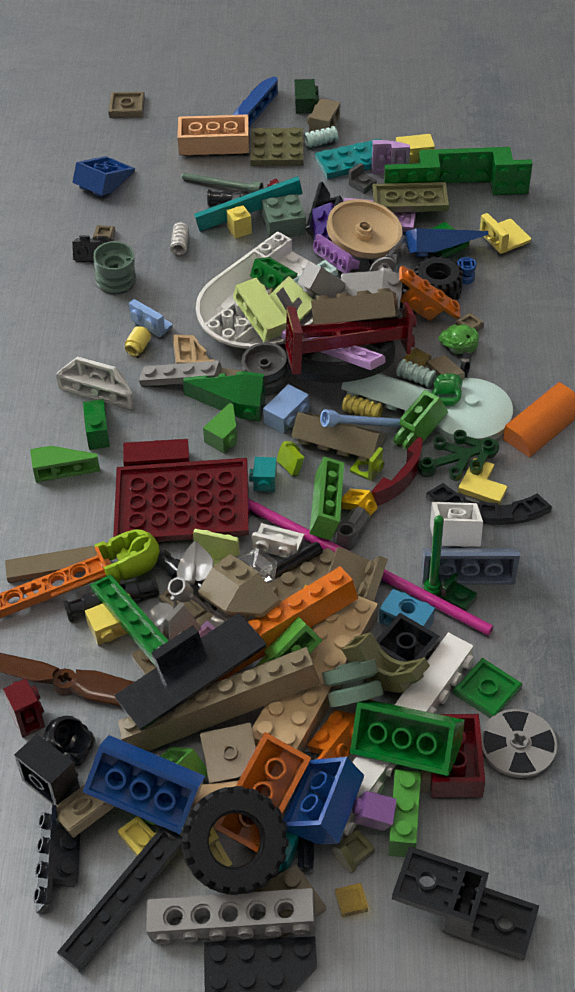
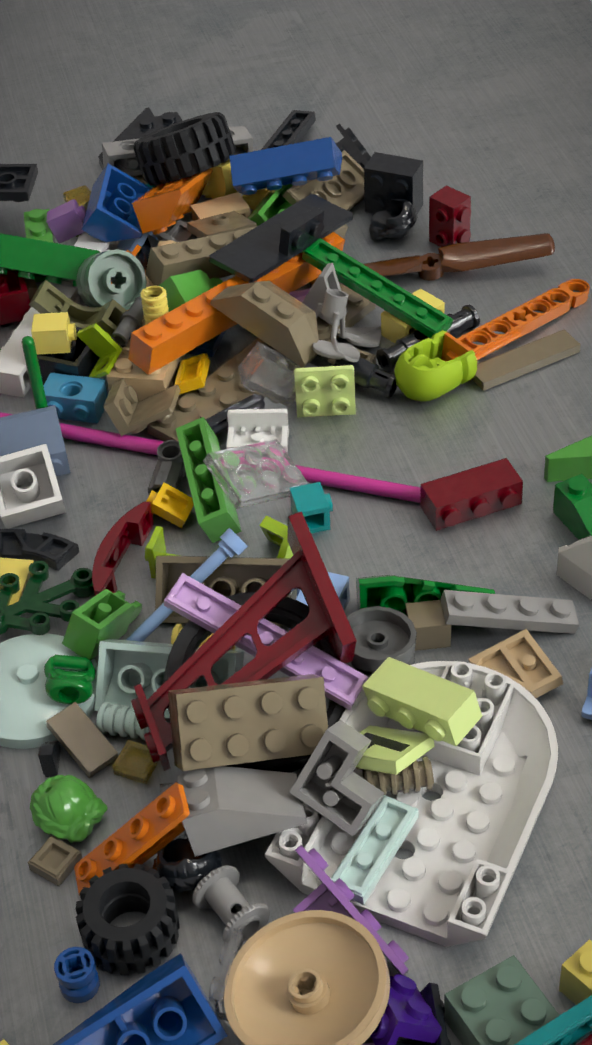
camera: 165 degrees right, 5 degrees down
(182, 497) = (401, 443): dark red plate -> none
(221, 430) = (398, 548): bright green slope -> none
(270, 272) = (446, 830): green bracket -> none
(293, 486) = (254, 473): none -> clear plate
(325, 618) = (154, 303): none -> light yellow piece
(346, 633) = (129, 322): none -> dark grey pin
(377, 618) = (102, 345): none -> lime bracket
(414, 634) = (53, 333): none -> light yellow brick

